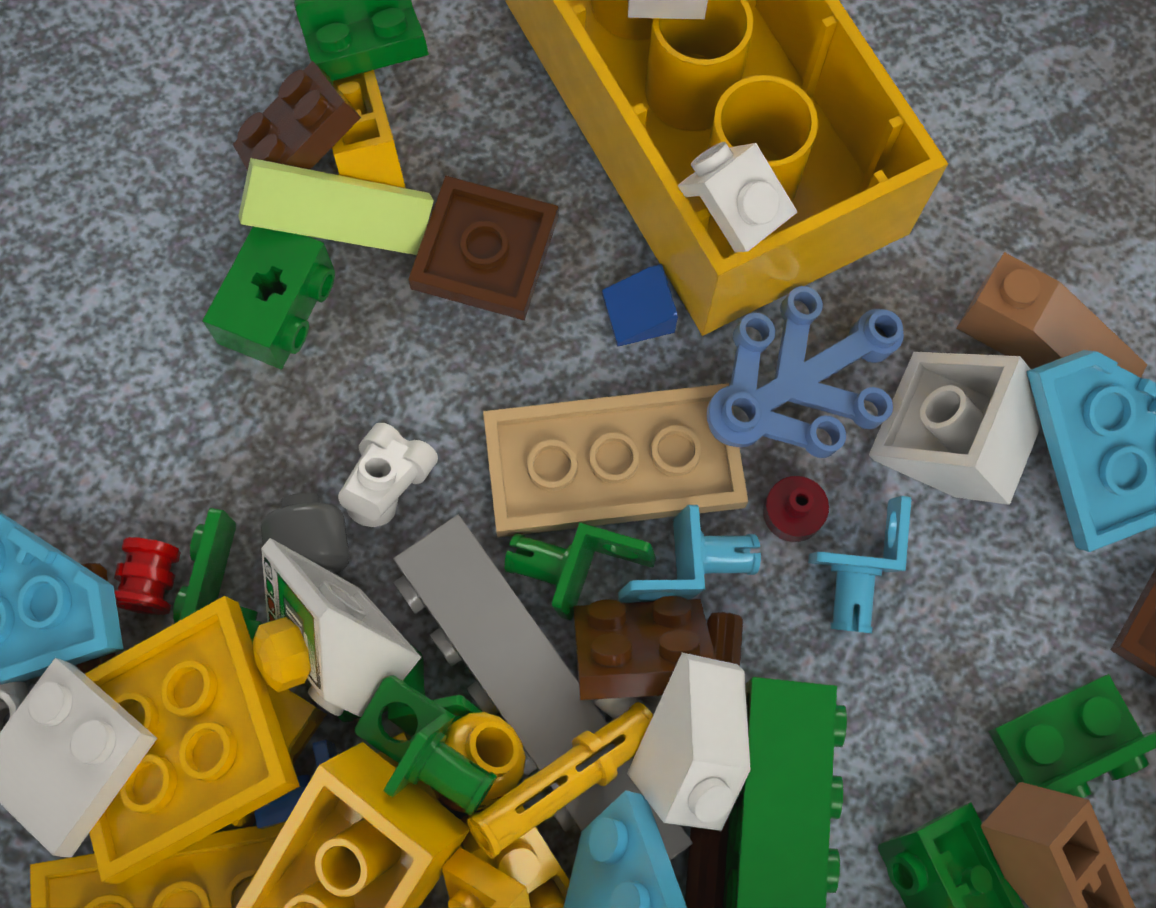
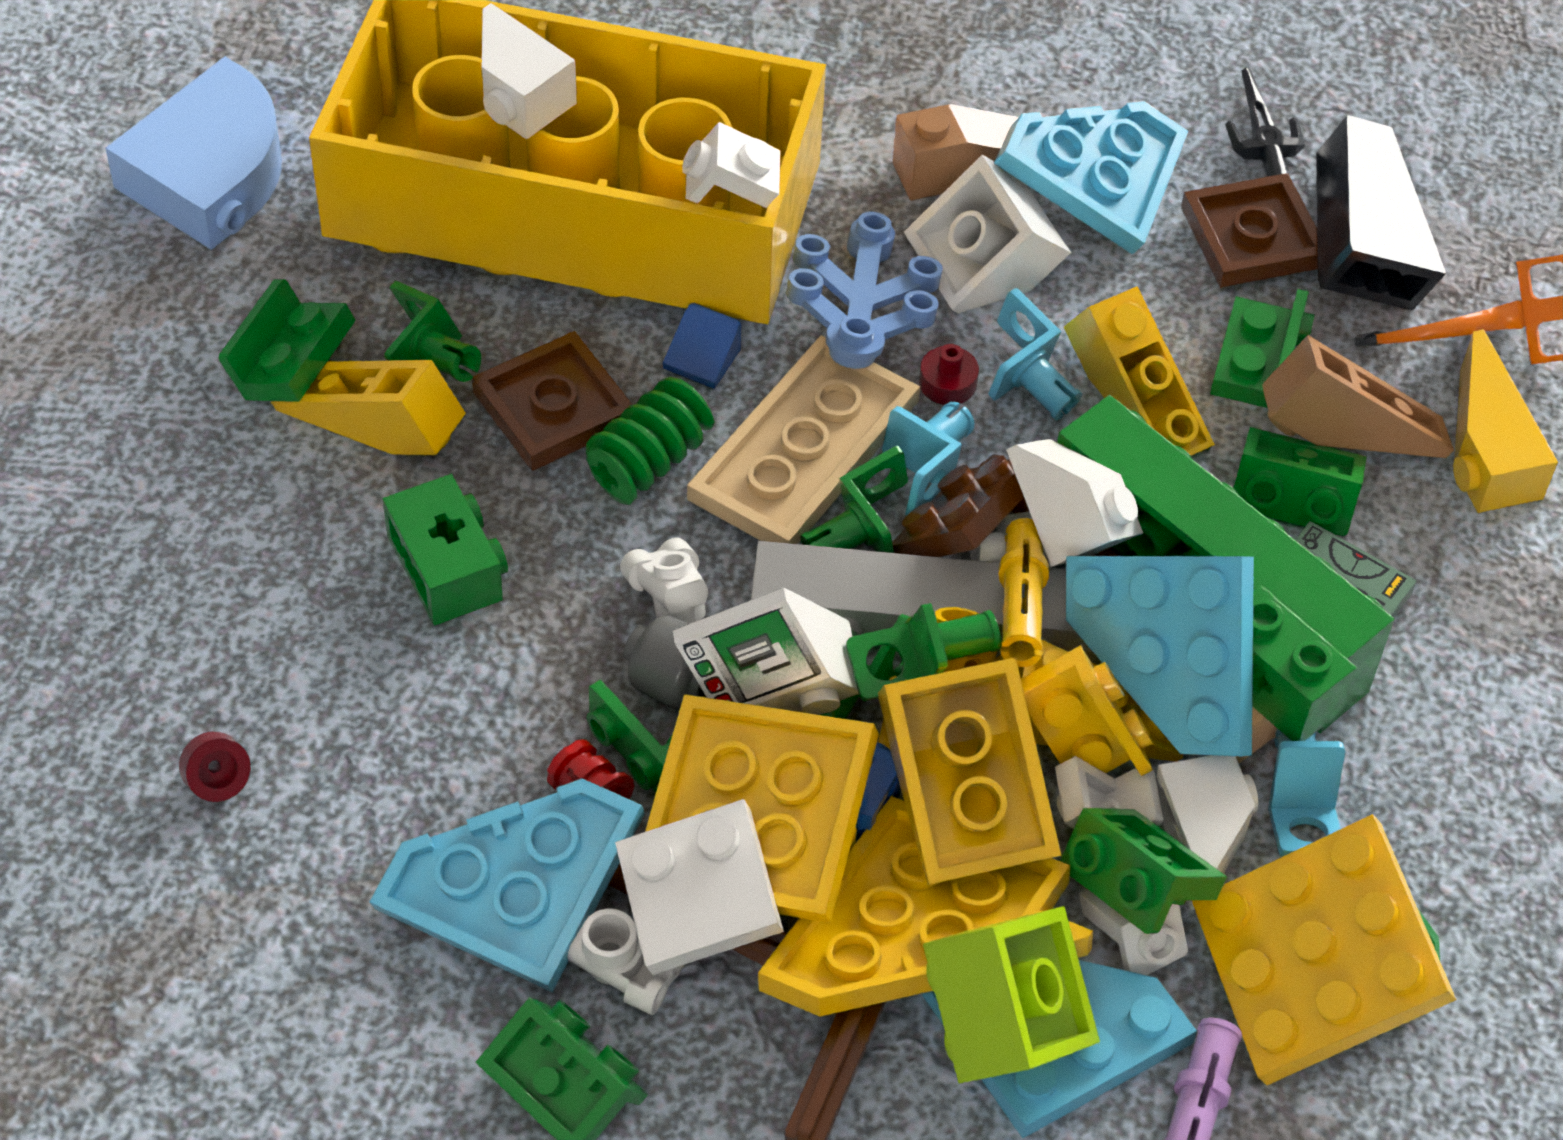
camera: 50 degrees left, 20 degrees down
(281, 654) = (768, 680): yellow tile -> none
(299, 123) = (337, 427): reddish brown plate -> none
(334, 207) = (431, 445): yellowish green tile -> none
(449, 117) = (431, 335): none -> green bracket
(495, 347) = (648, 439): none -> green piece
(933, 668) = (1132, 364): none -> yellow slope

